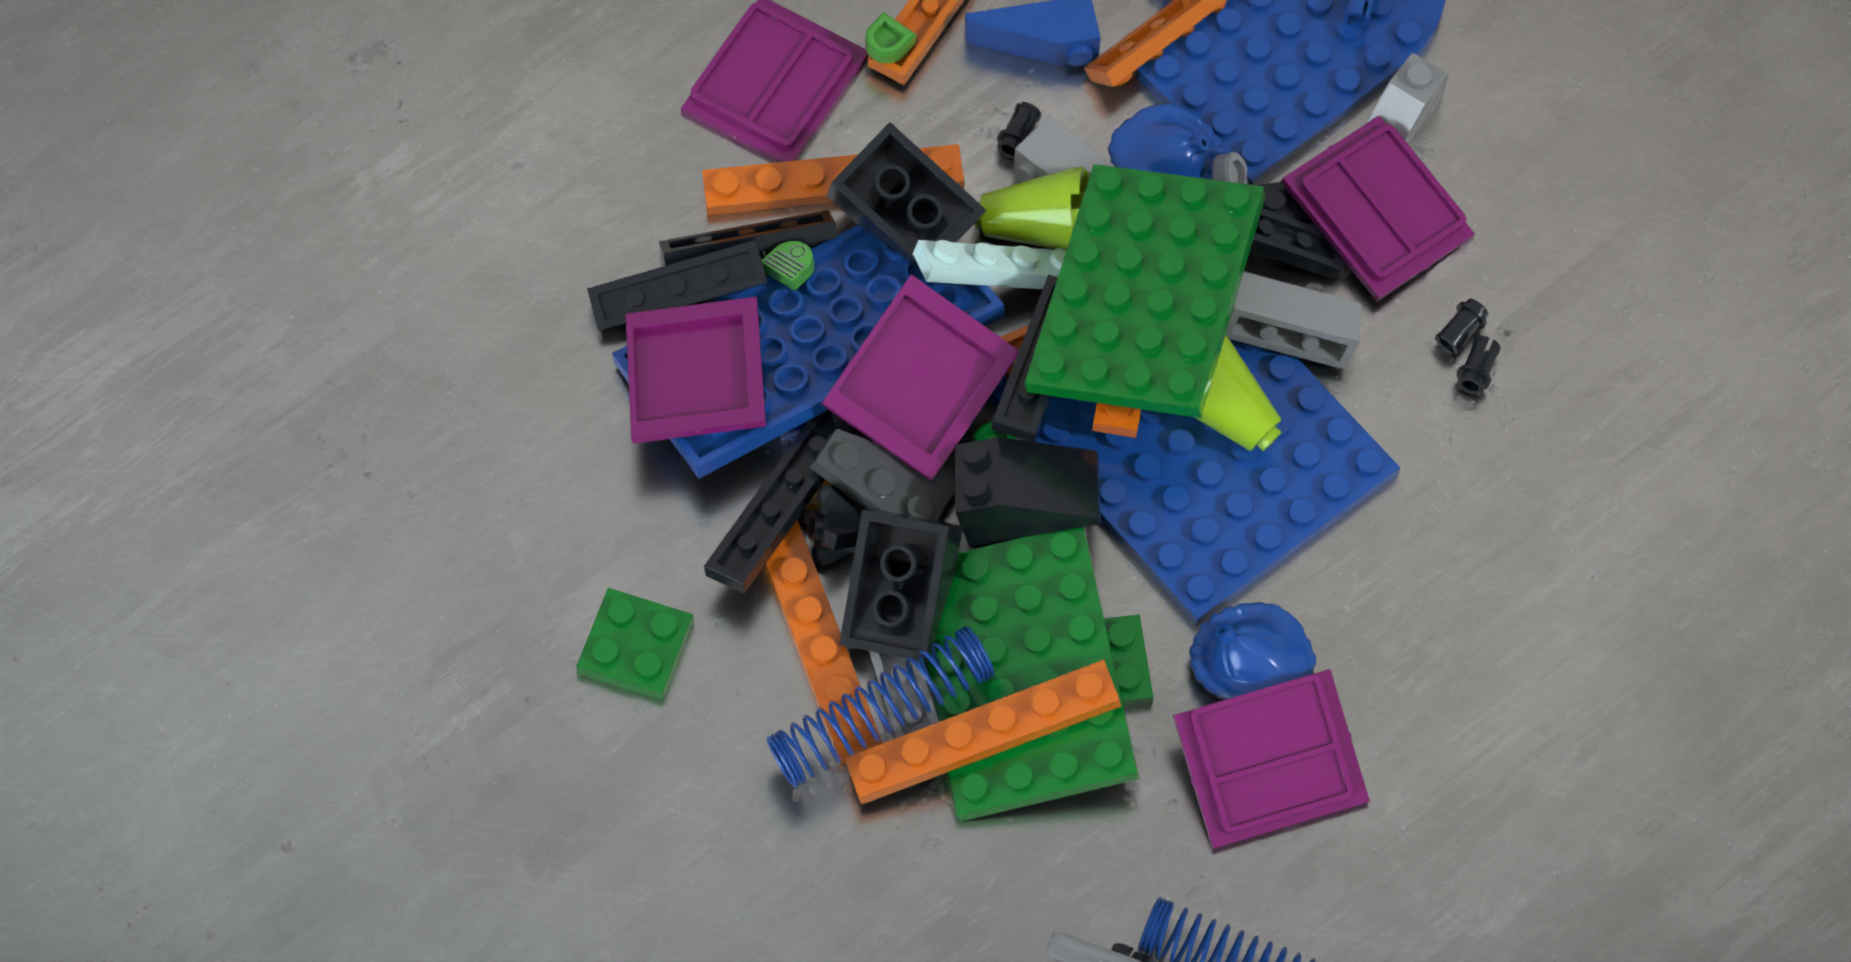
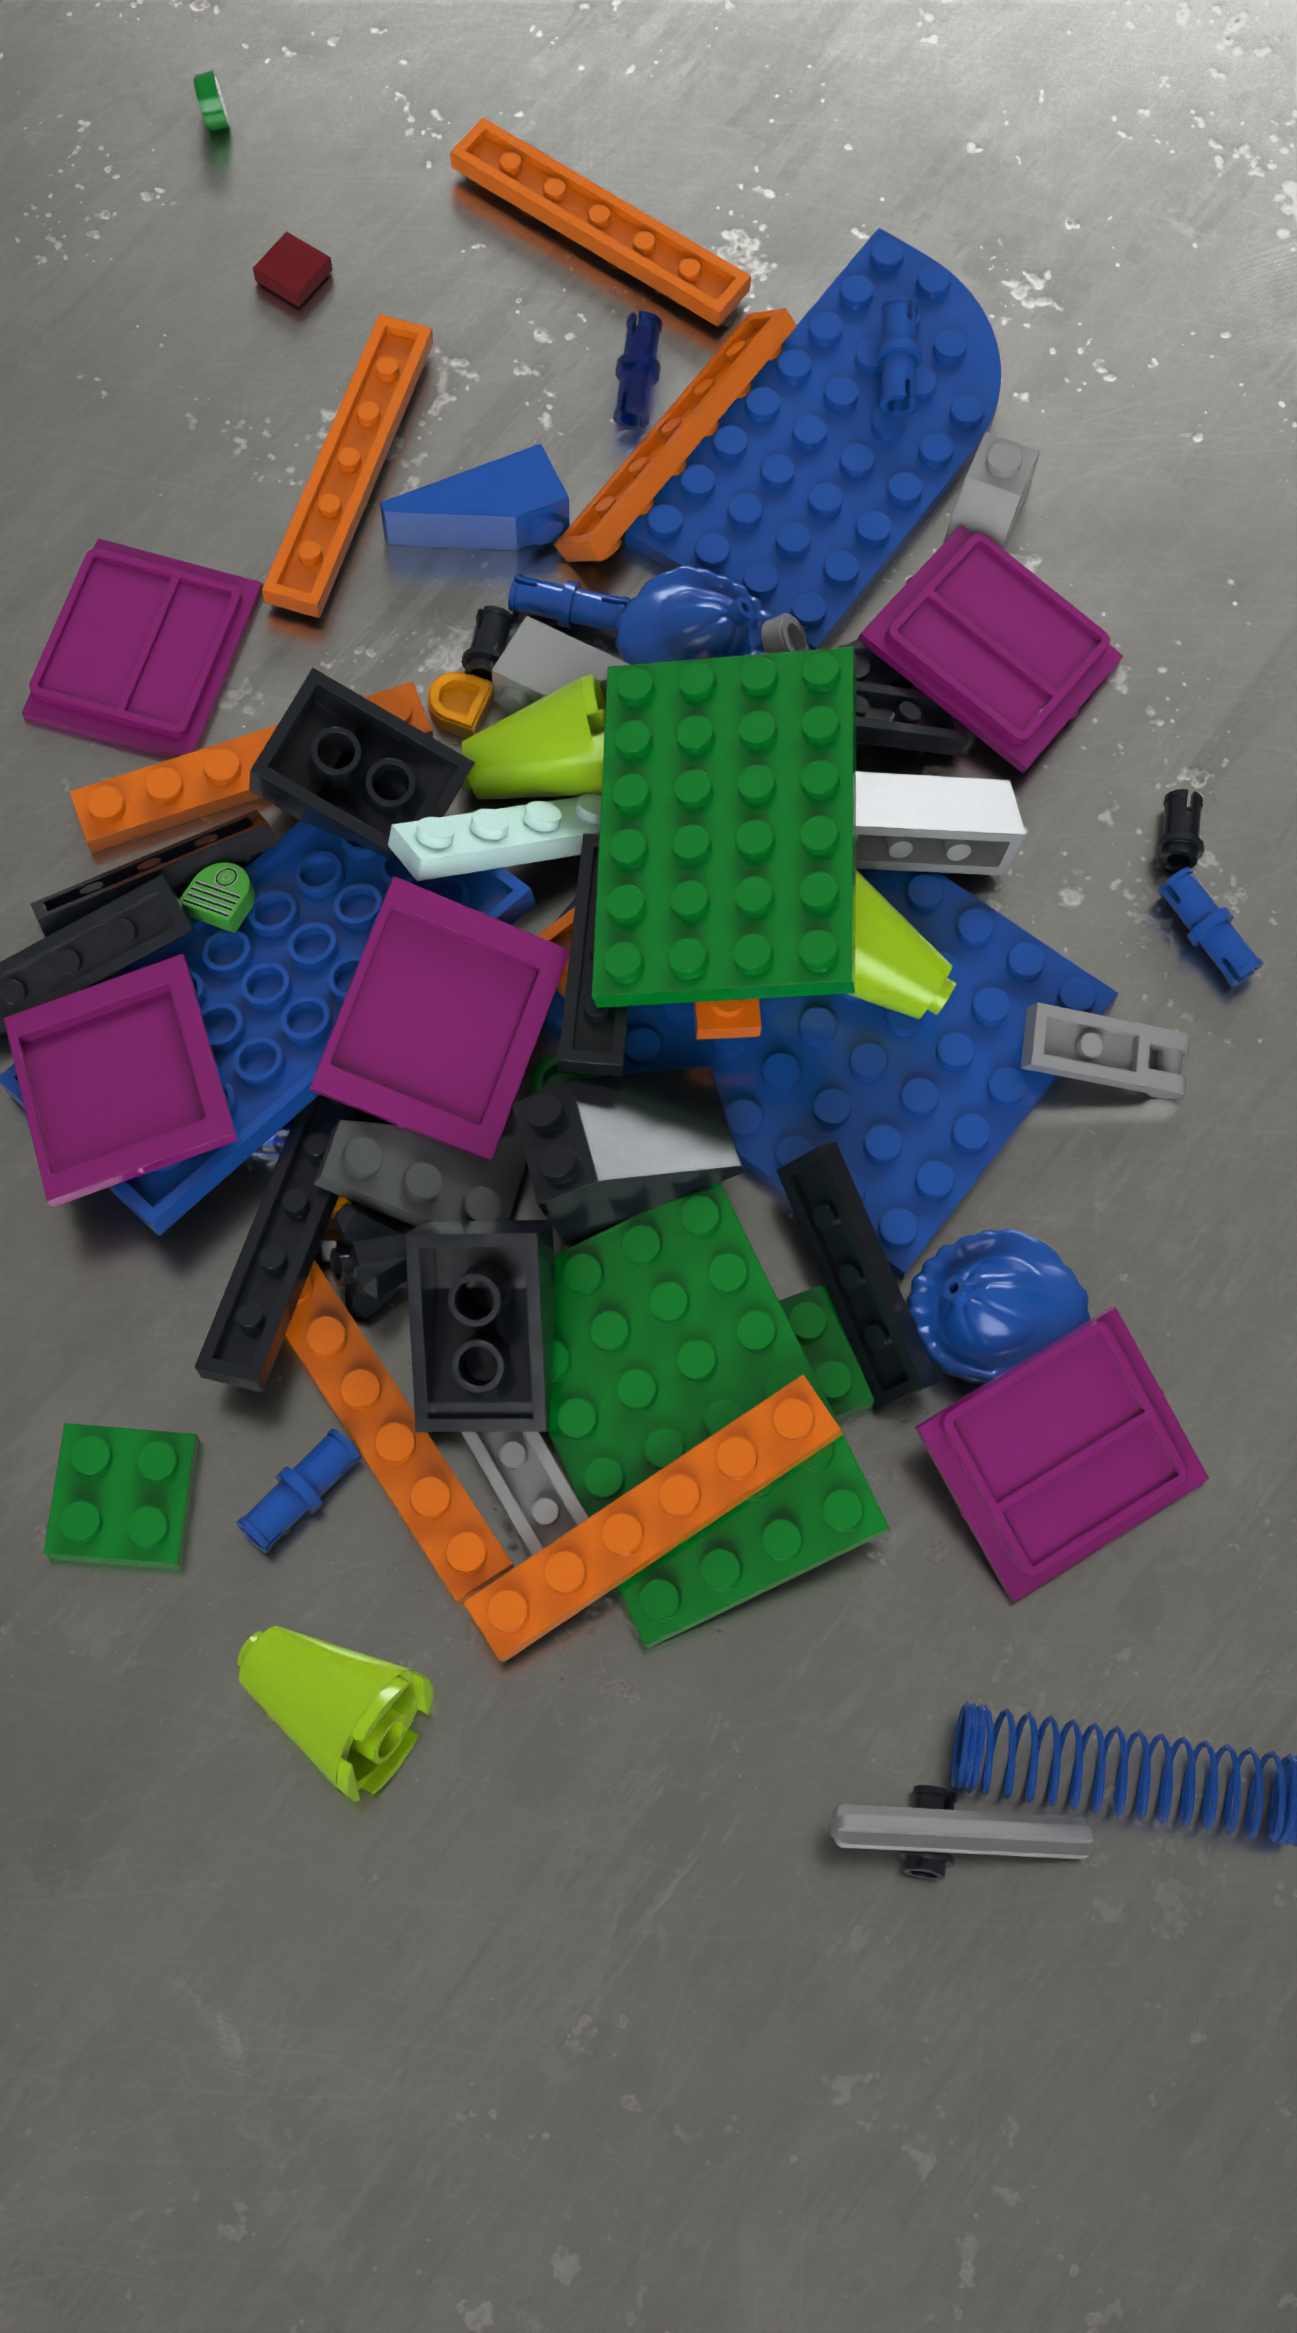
camera: 15 degrees left, 5 degrees up
(748, 802) = (336, 1705): none -> lime cone
(752, 665) = (299, 1490): none -> blue pin
(888, 39) = (284, 560): bright green tile -> none
(975, 658) = (609, 1405): blue piece -> none
(988, 166) = (459, 703): none -> light orange tile
(1080, 111) = (566, 603): none -> blue pin
(1161, 611) = (857, 1275): none -> black plate
(1376, 502) = (1104, 1050): none -> light grey plate
(1469, 317) = (1149, 771): black pin -> none
(1479, 436) = (1210, 926): none -> blue pin

